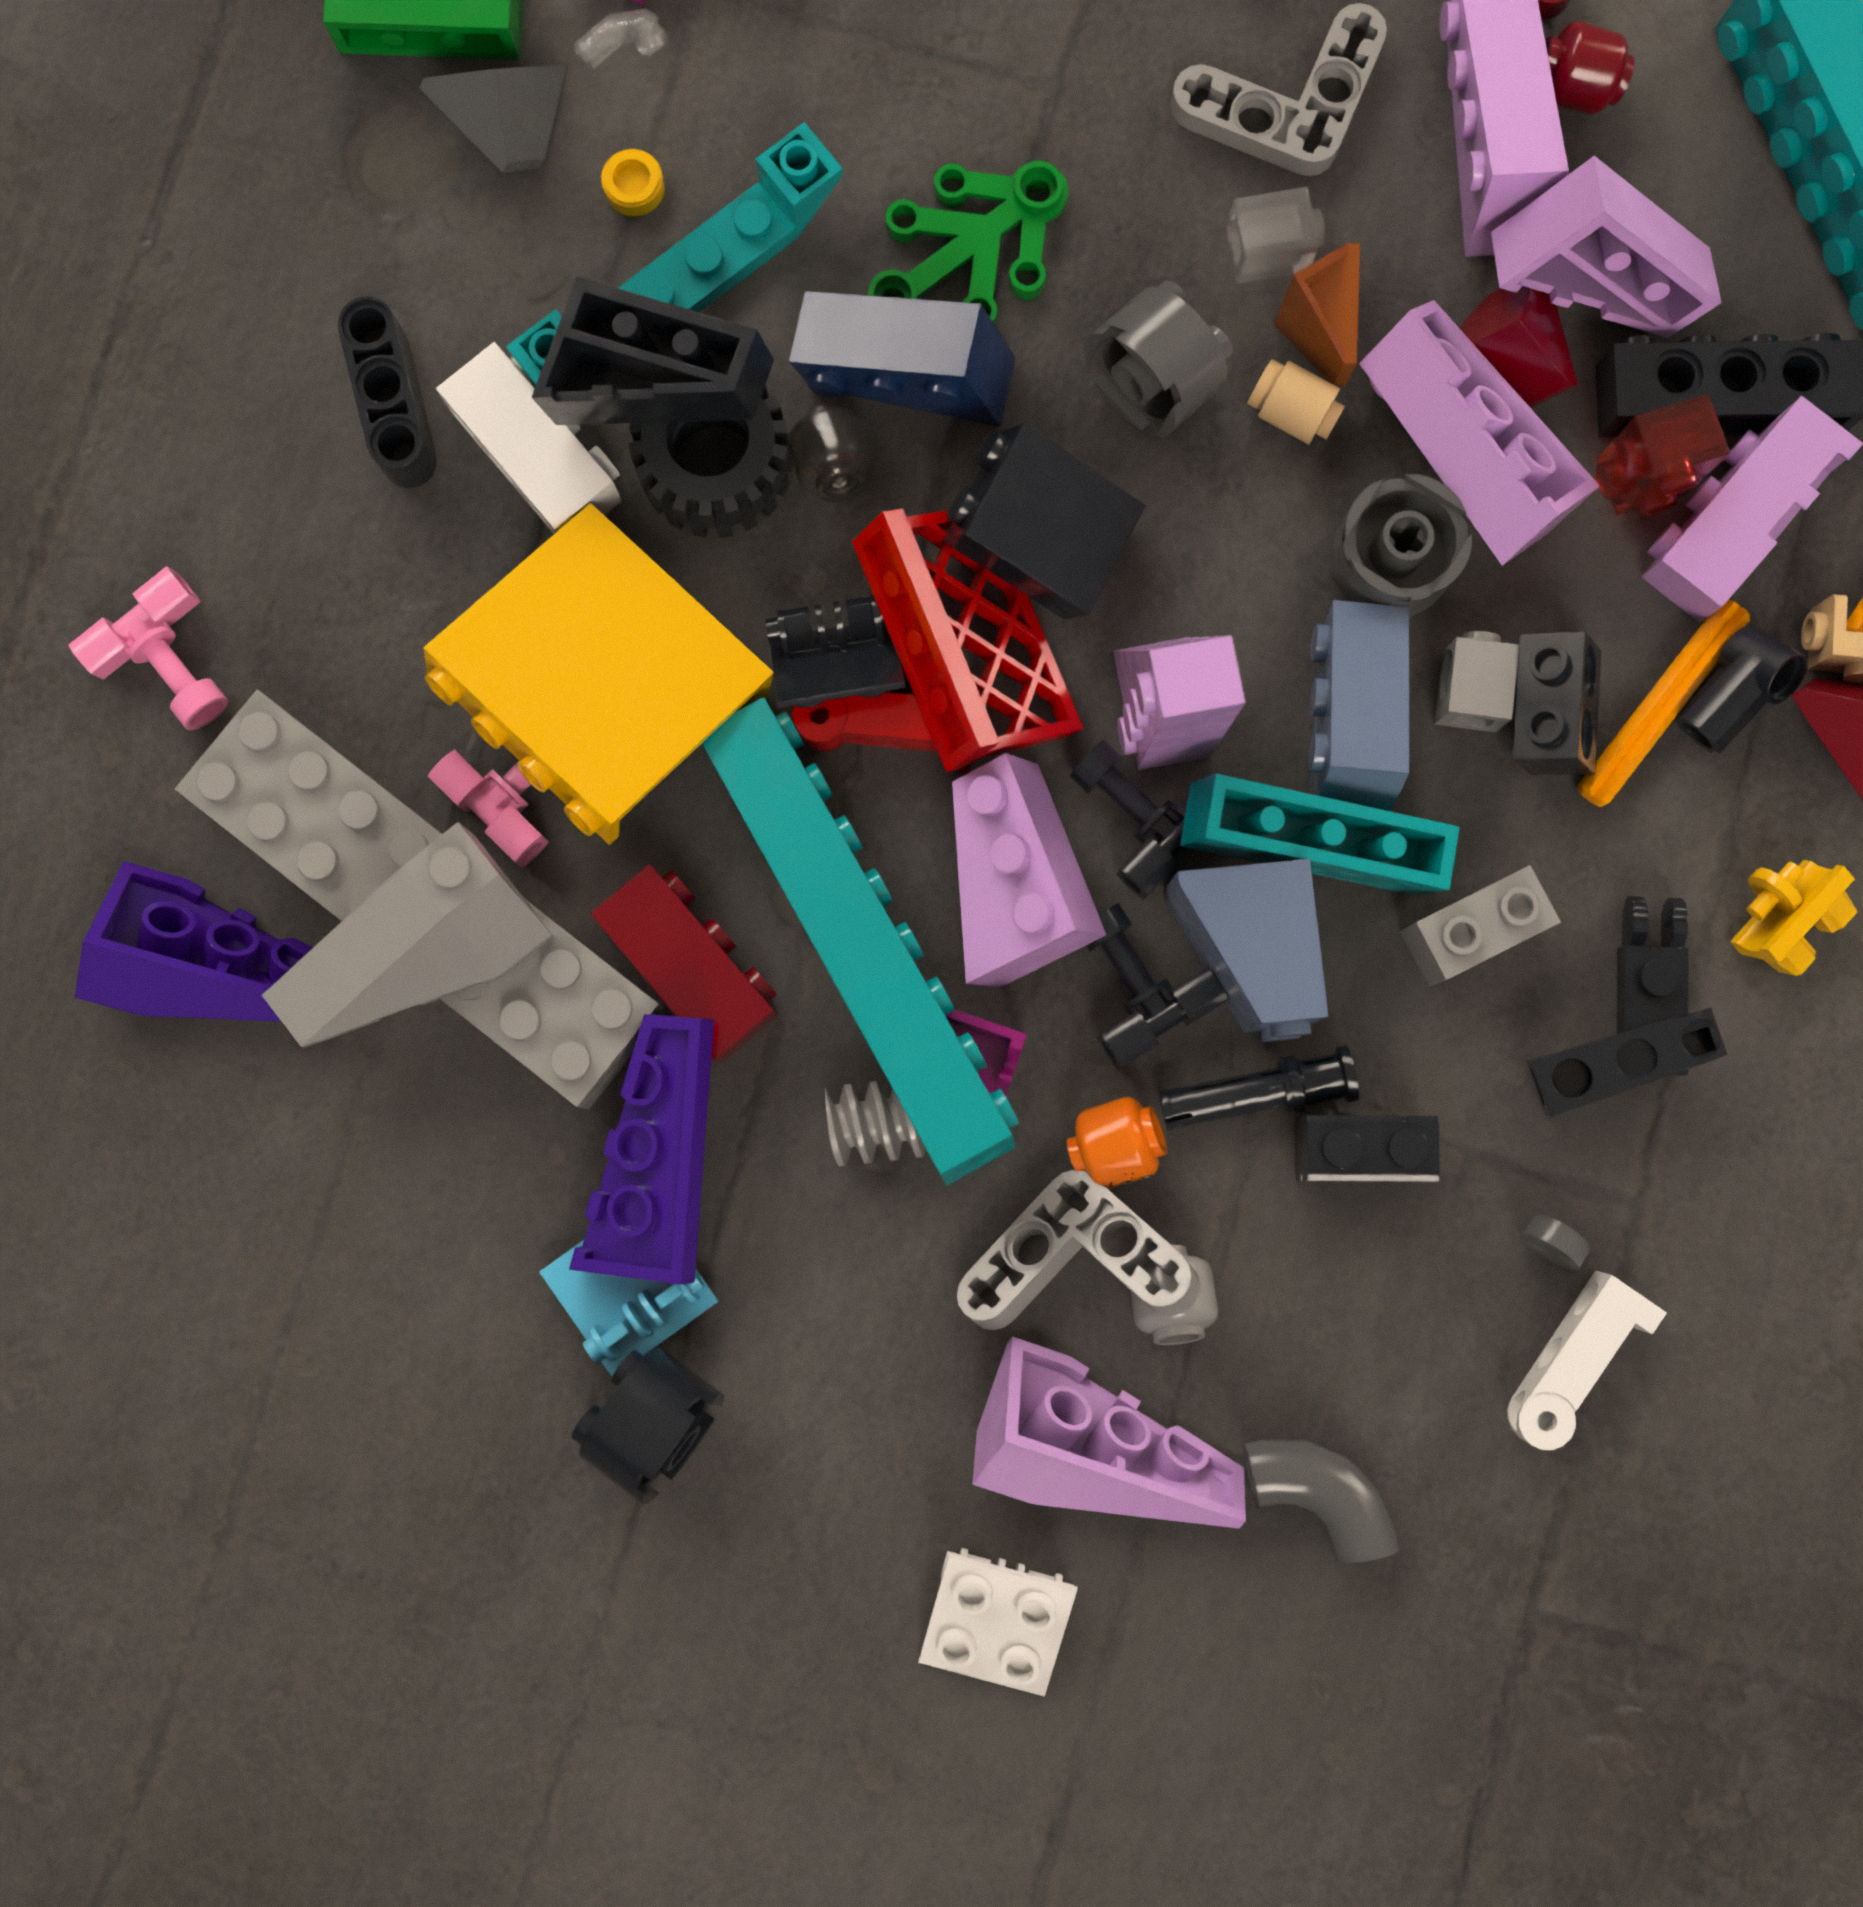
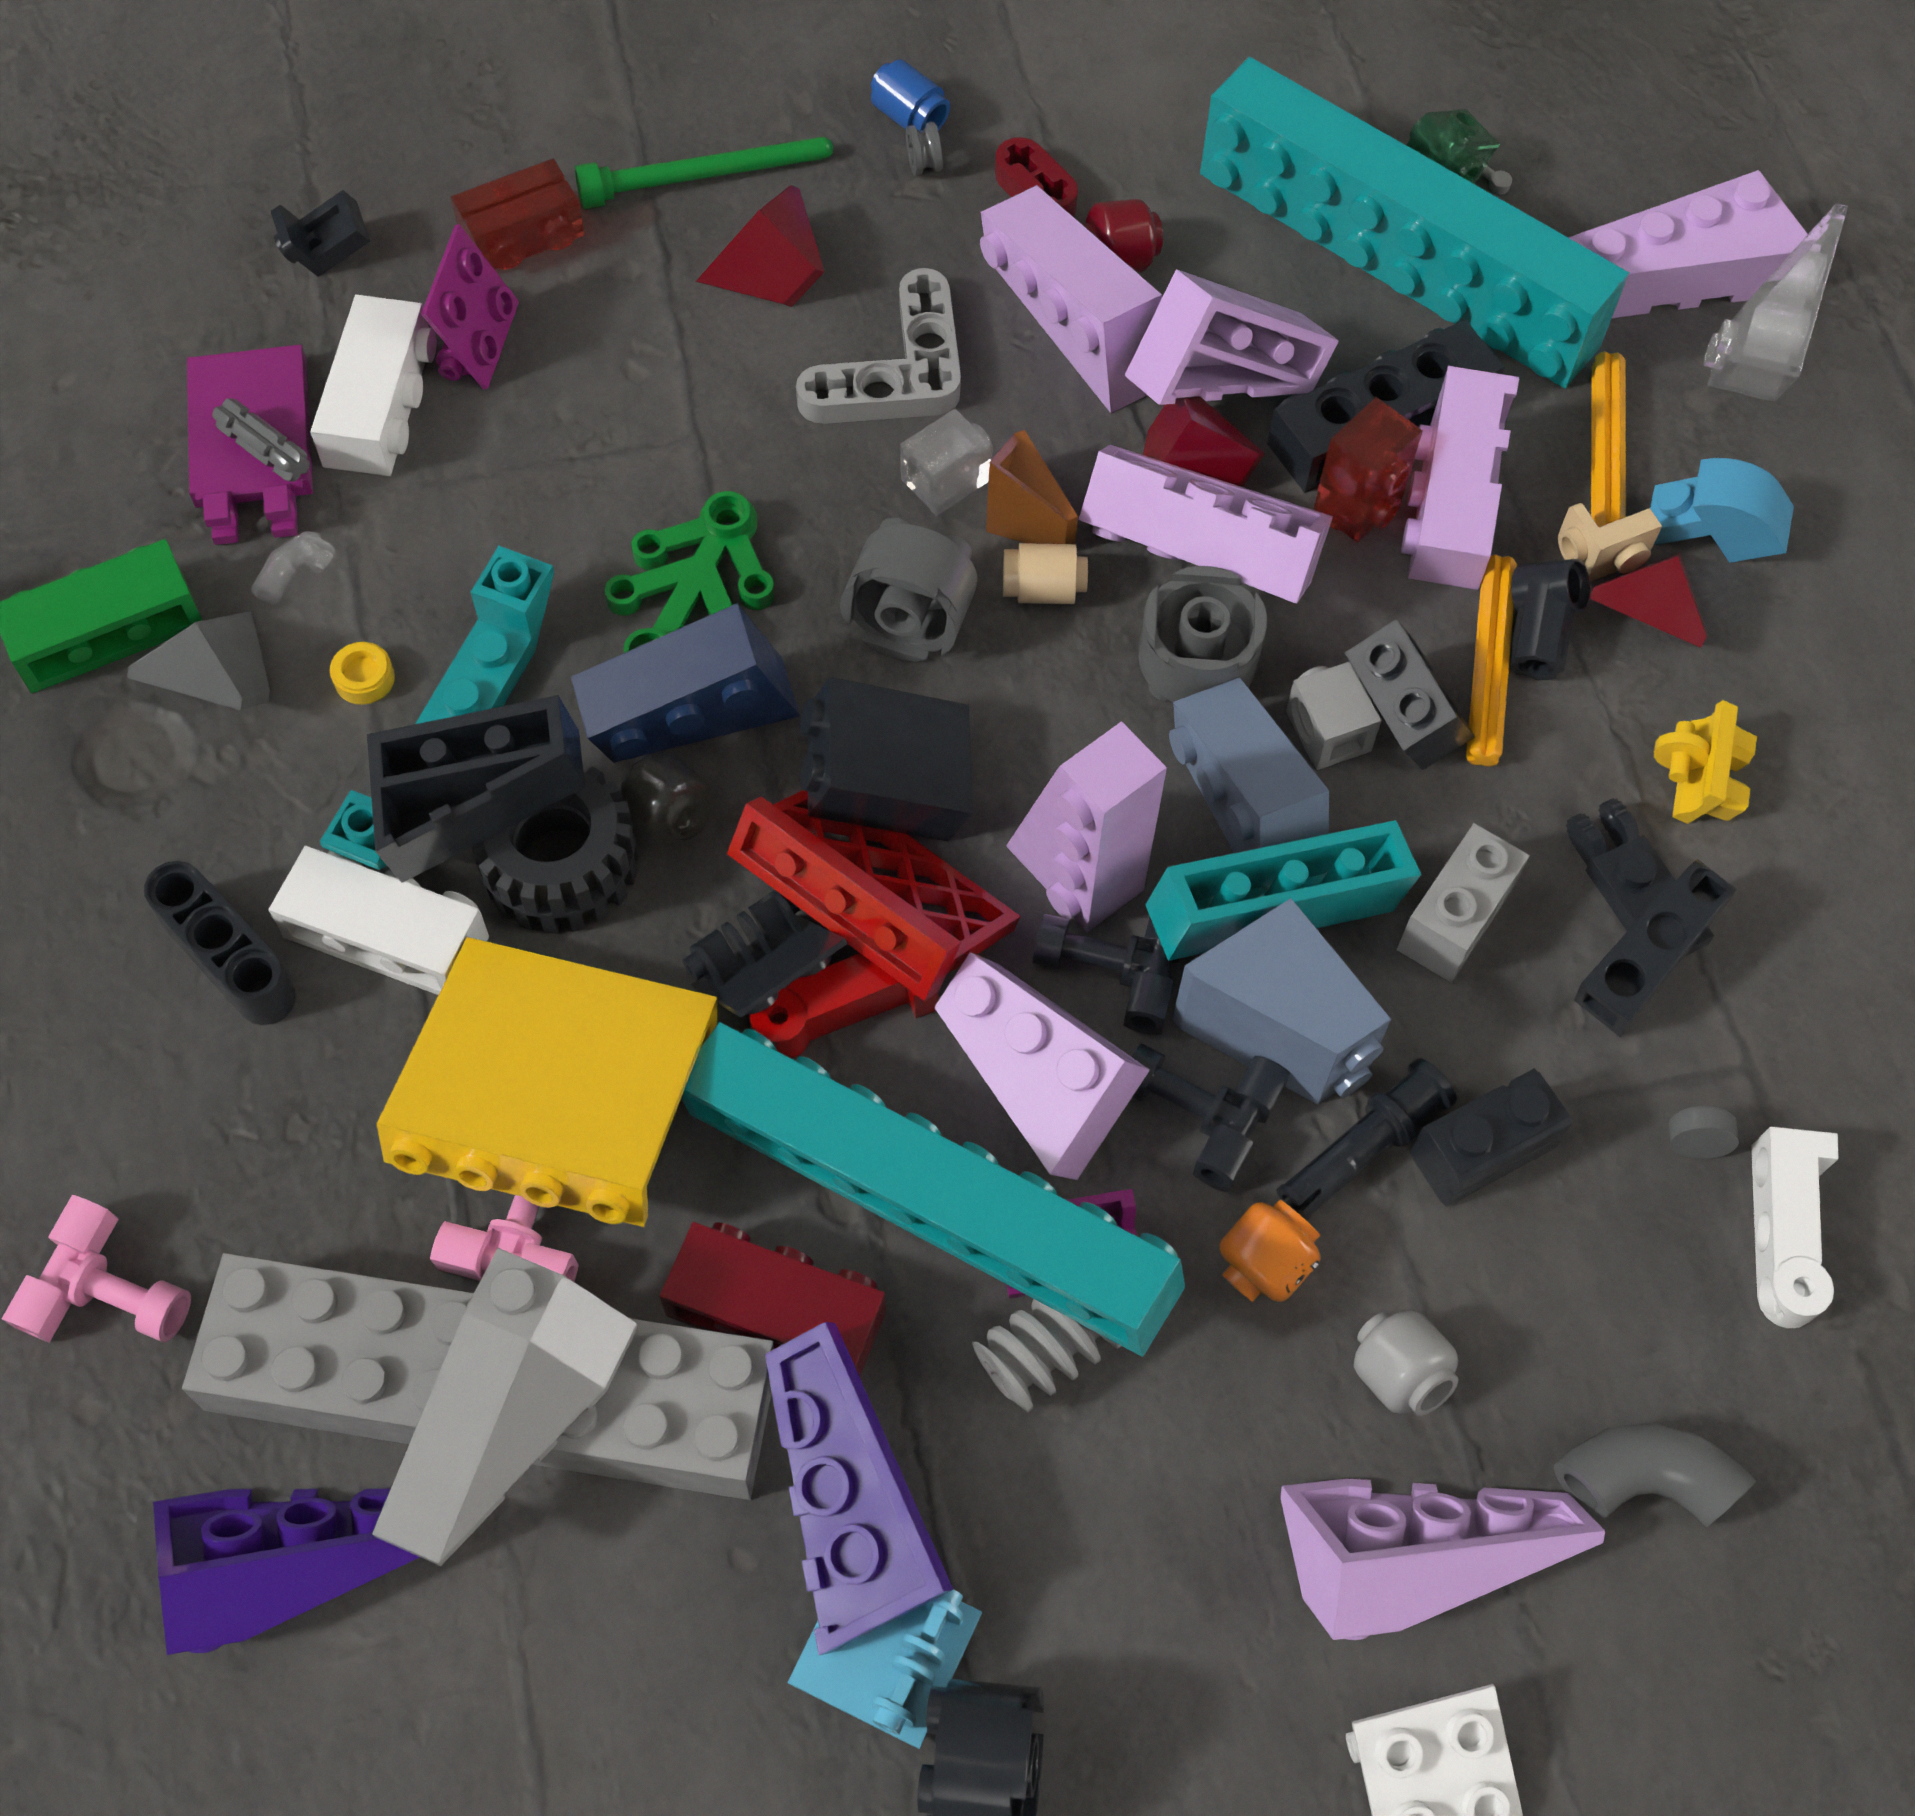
camera: 30 degrees left, 20 degrees down
(1086, 1230) = (1289, 1346): light grey beam -> none

